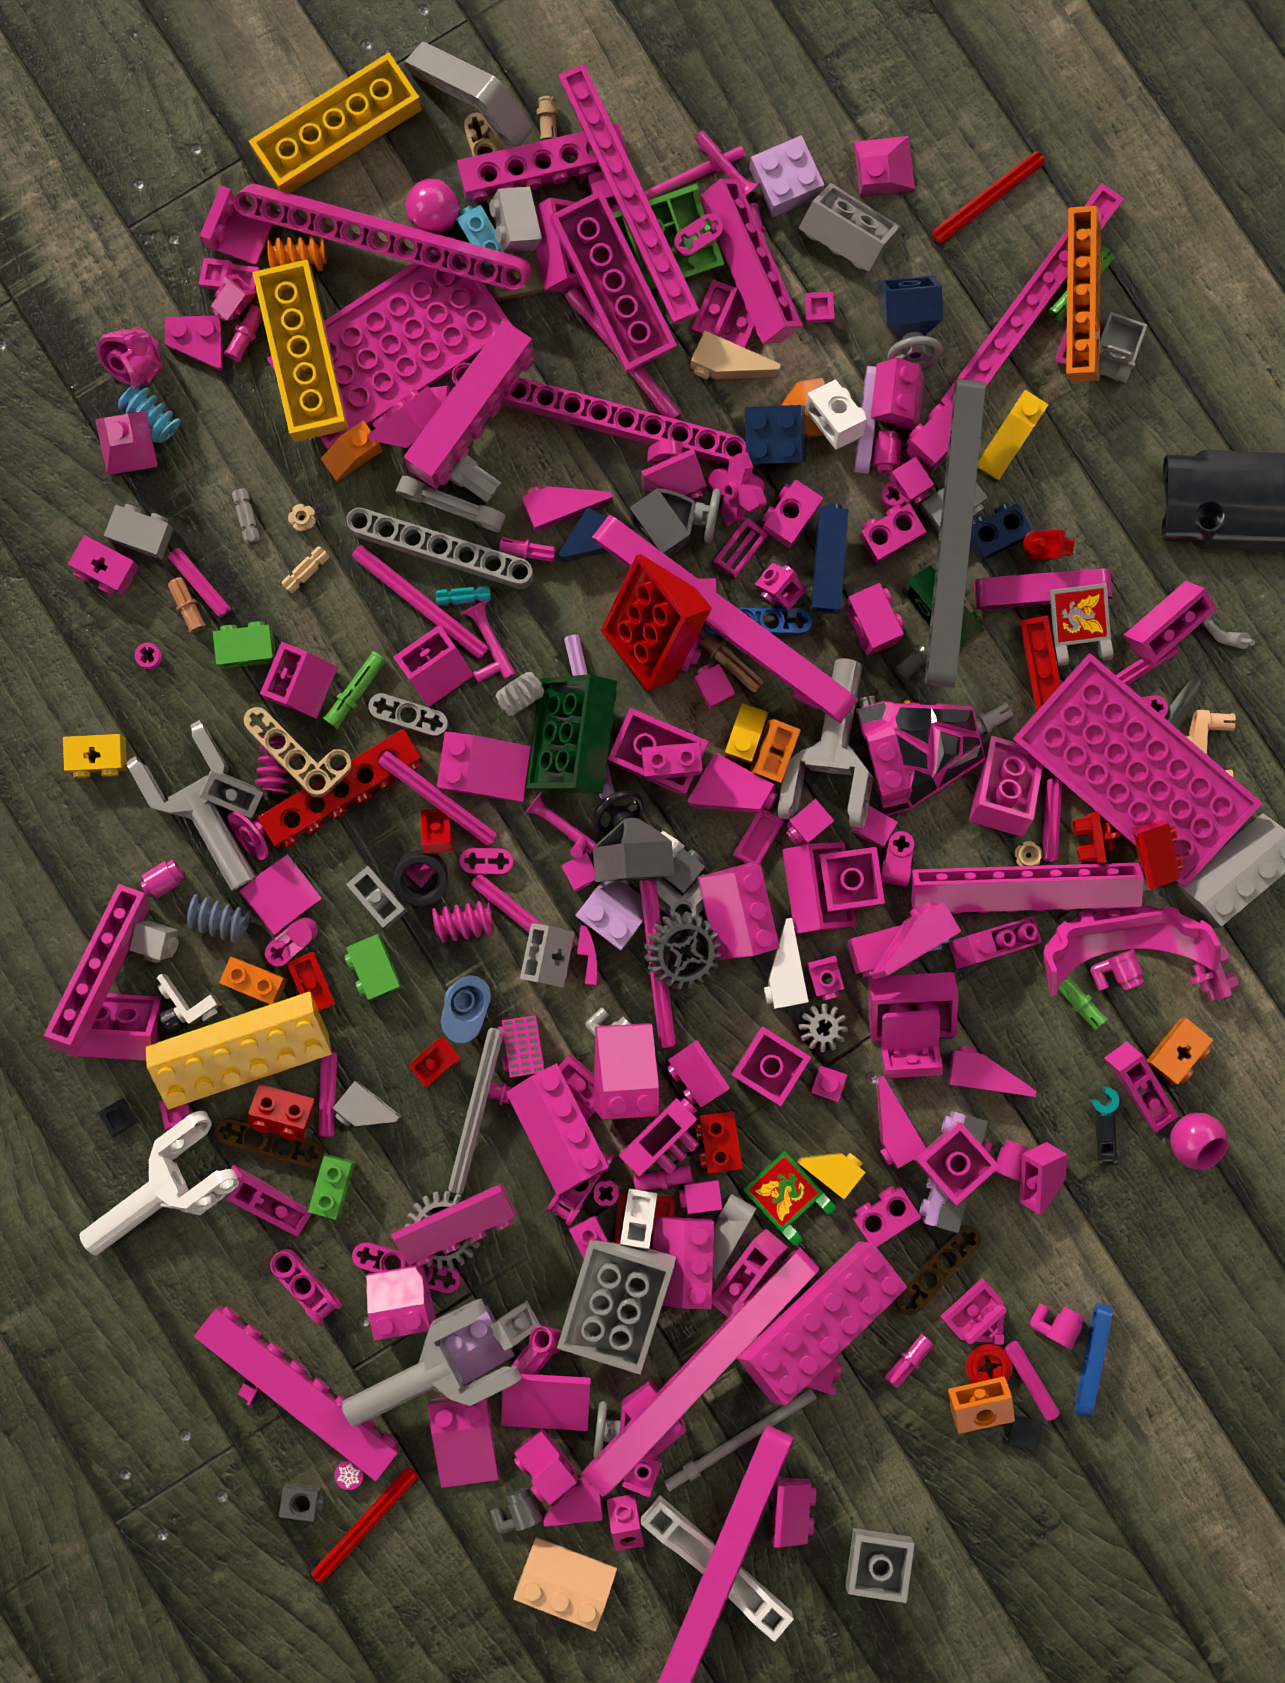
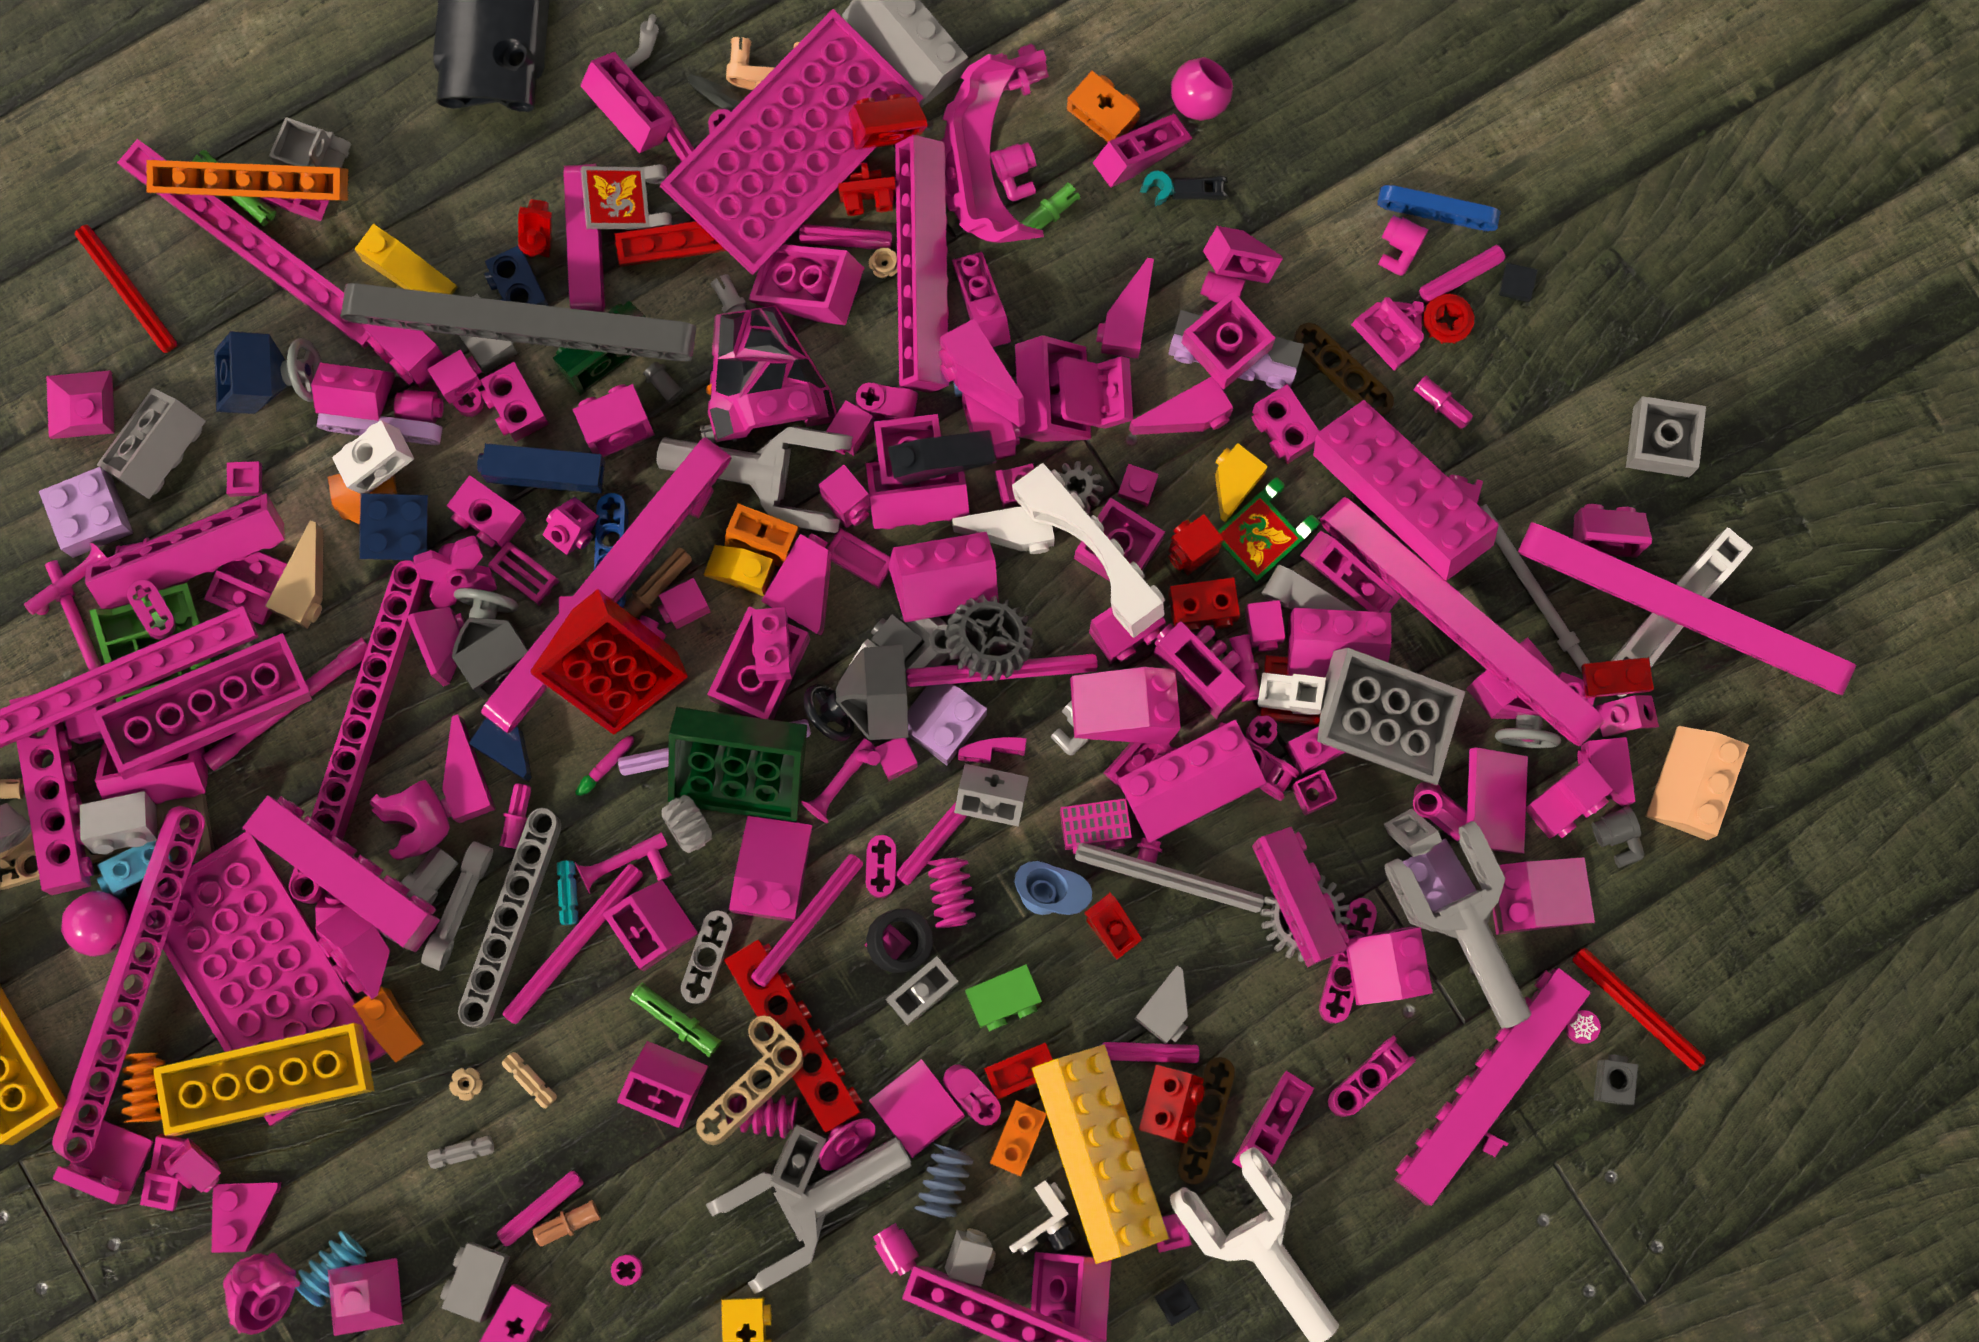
camera: 90 degrees left, 5 degrees down
(244, 333) = (237, 1153): dark pink pin -> none
(244, 645) = (618, 1151): bright green brick -> none
(331, 1186) = (1257, 1045): bright green brick -> none
(436, 832) = (845, 923): red slope -> none
(528, 473) = (421, 810): none -> dark pink piece
(550, 1249) = (1316, 781): none -> dark pink piece
(559, 611) = (589, 781): none -> dark pink piece
(652, 1512) = (1617, 677): none -> red plate
(663, 451) = (408, 654): dark pink beam -> none
(771, 1132) = (1194, 544): none -> red brick
(804, 1002) = (1048, 502): none -> white arch
(842, 906) = (941, 456): none -> black slope
(981, 1405) = (1490, 325): orange brick -> none

